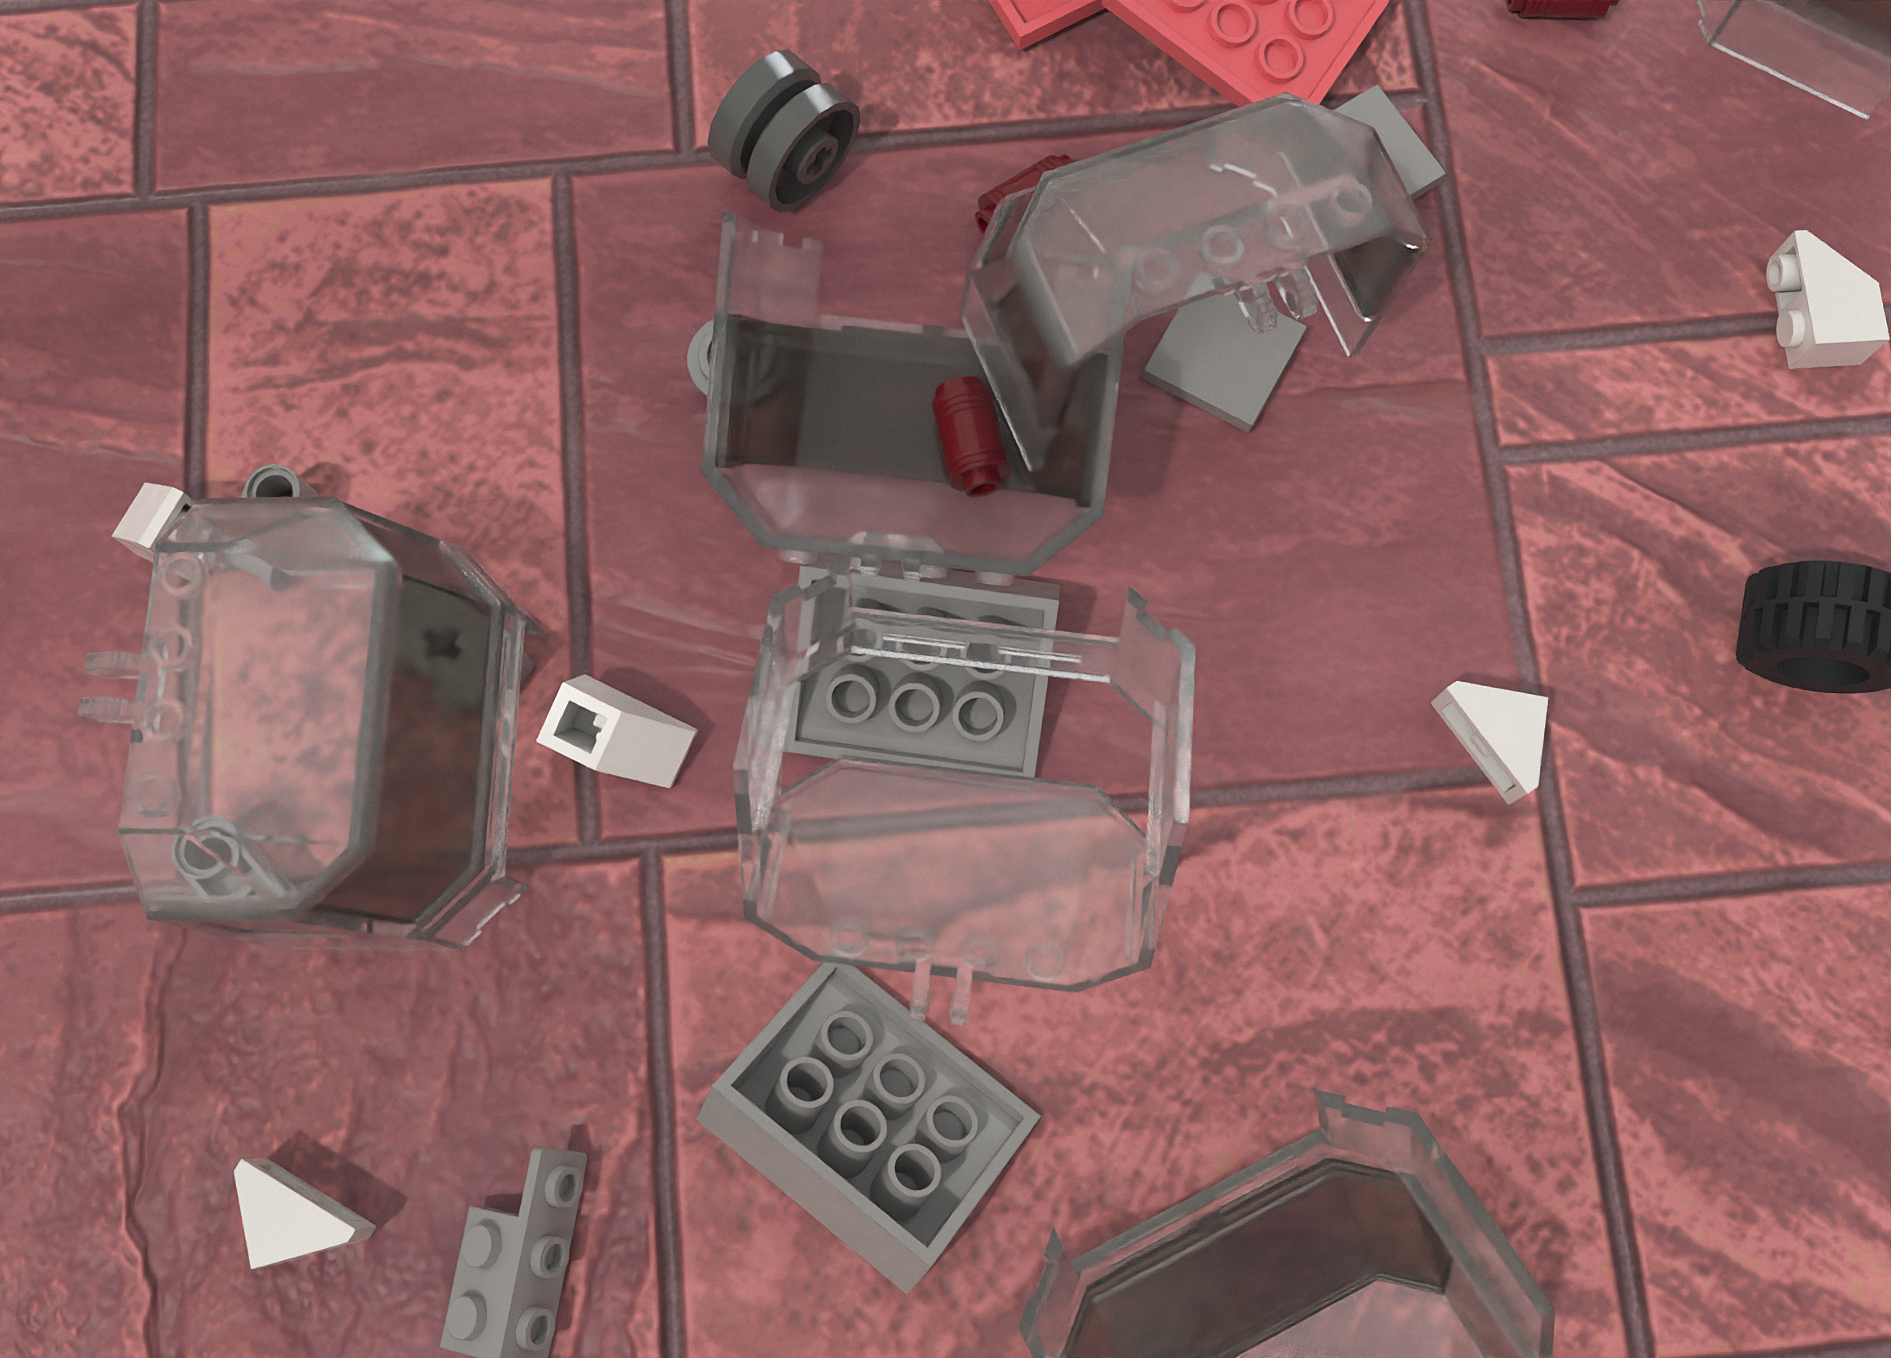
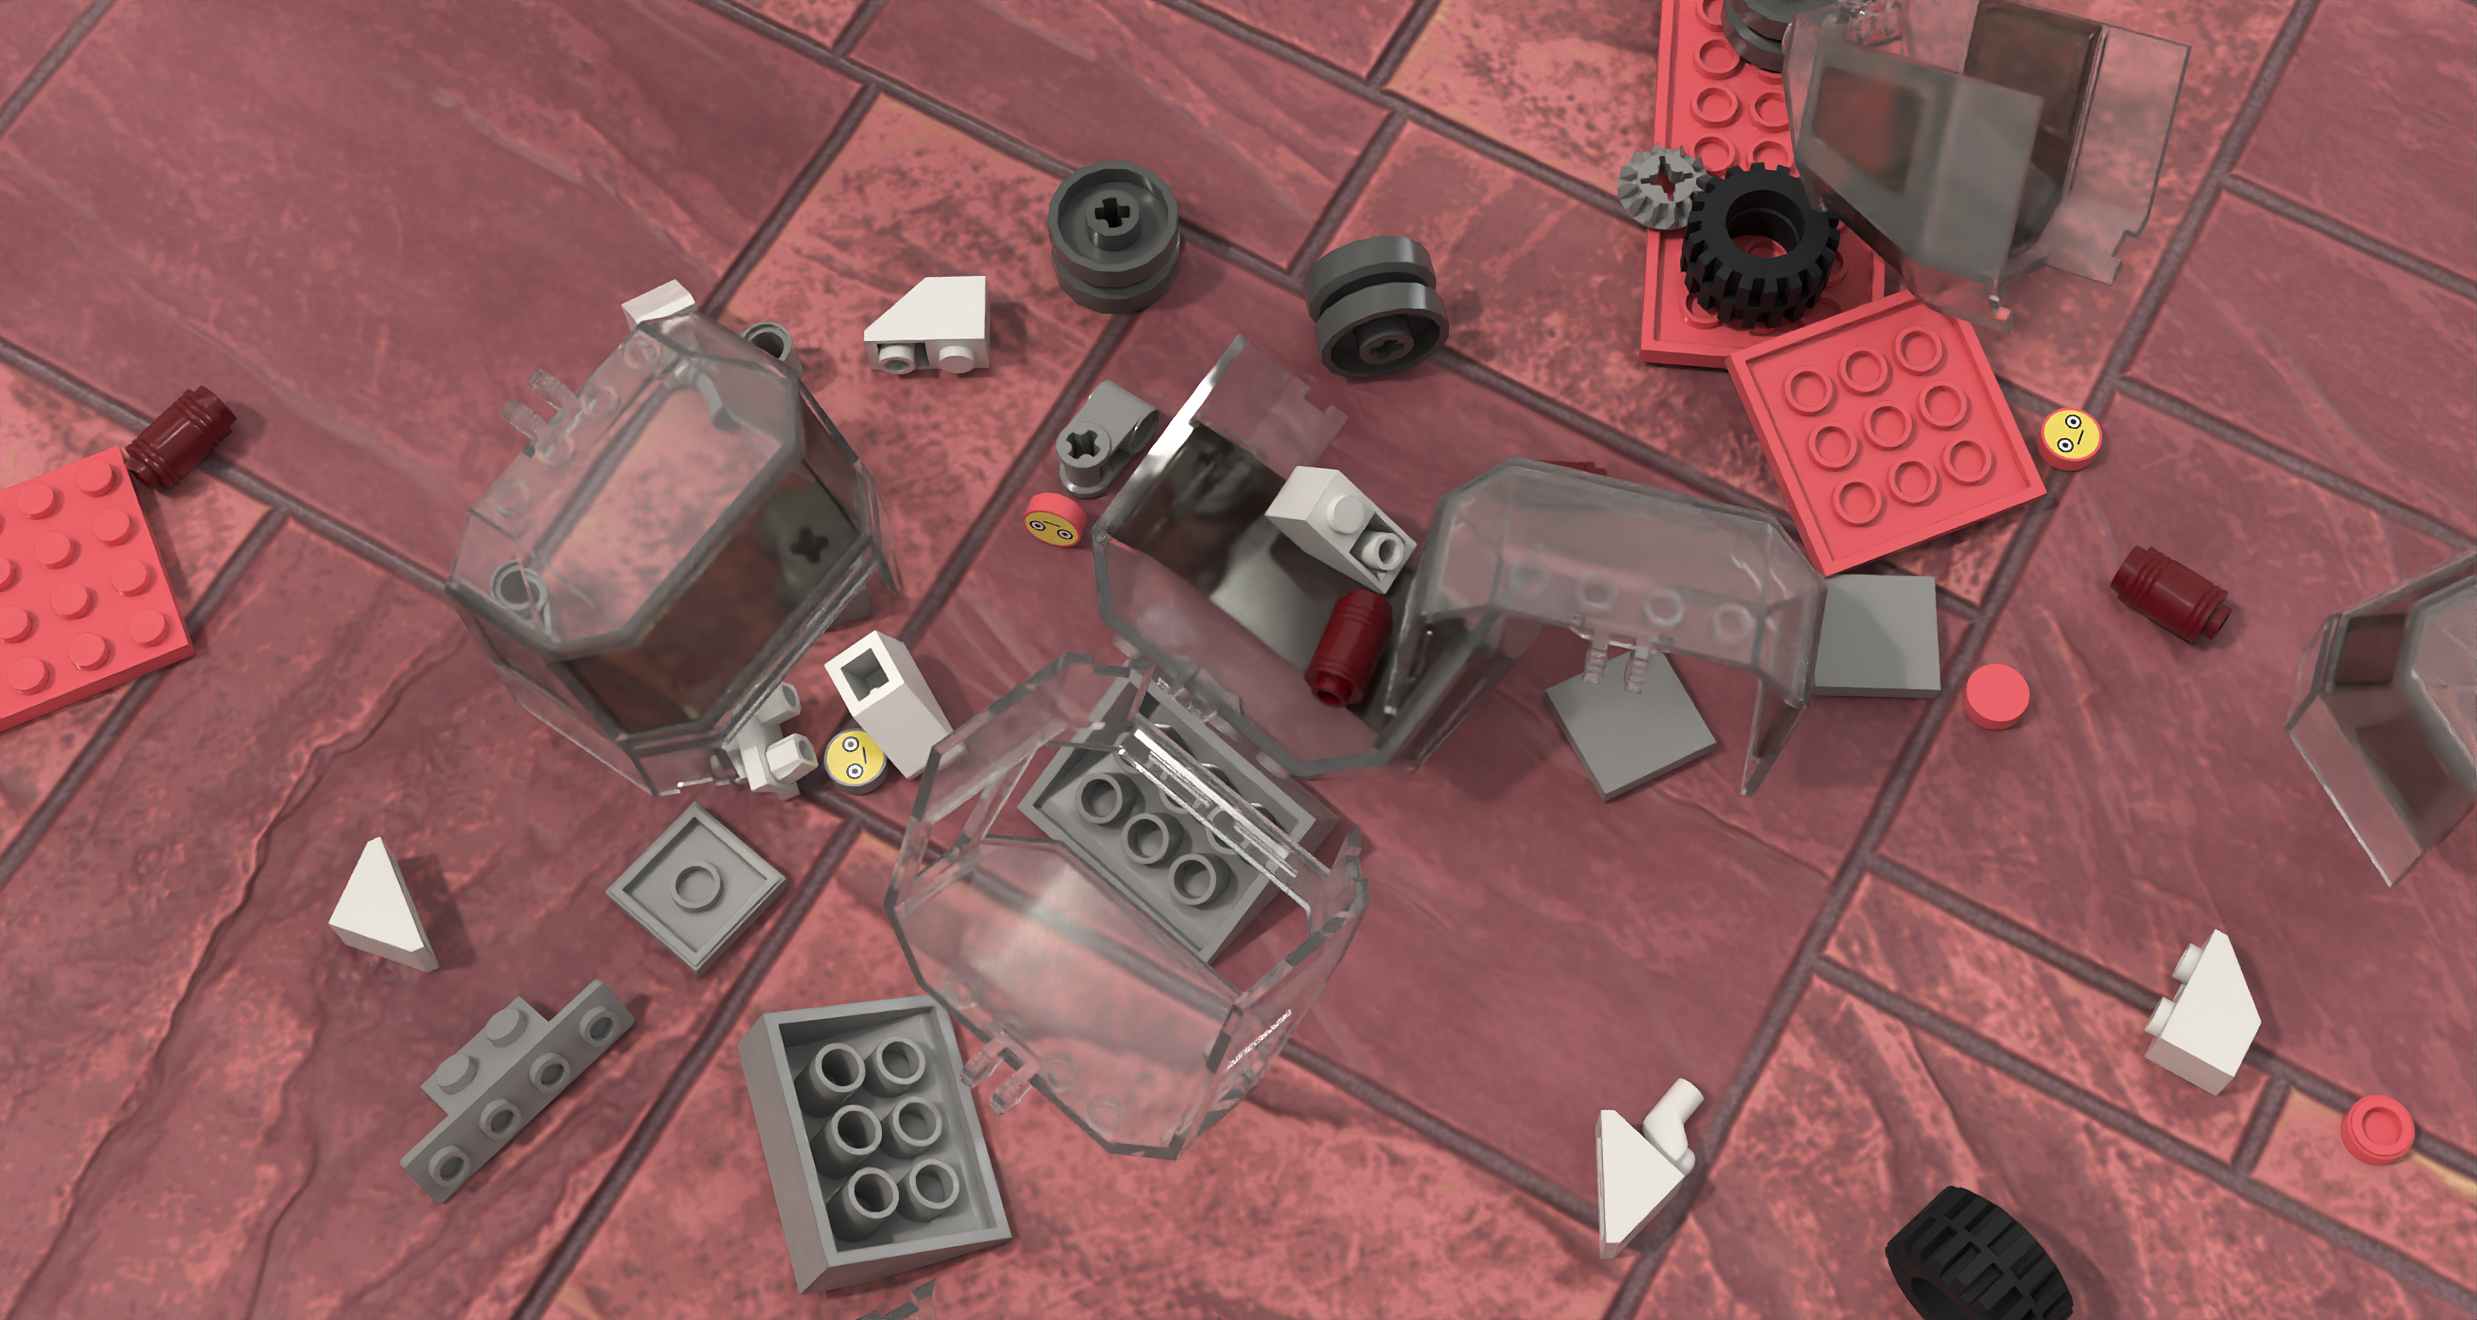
camera: 35 degrees right, 10 degrees down
(410, 382) = (934, 327): none -> white slope
(512, 205) = (1114, 237): none -> dark grey wheel
(540, 853) = (765, 756): none -> white hips
(557, 1004) = (697, 889): none -> light grey tile
(615, 803) = (855, 762): none -> tile
(628, 388) = (1104, 439): none -> light grey piece
(637, 484) = (1054, 519): none -> tile
(888, 337) = (1341, 527): none -> white slope
(1487, 152) = (1995, 696): none -> coral tile
(1487, 664) = (1665, 1126): none -> white arm

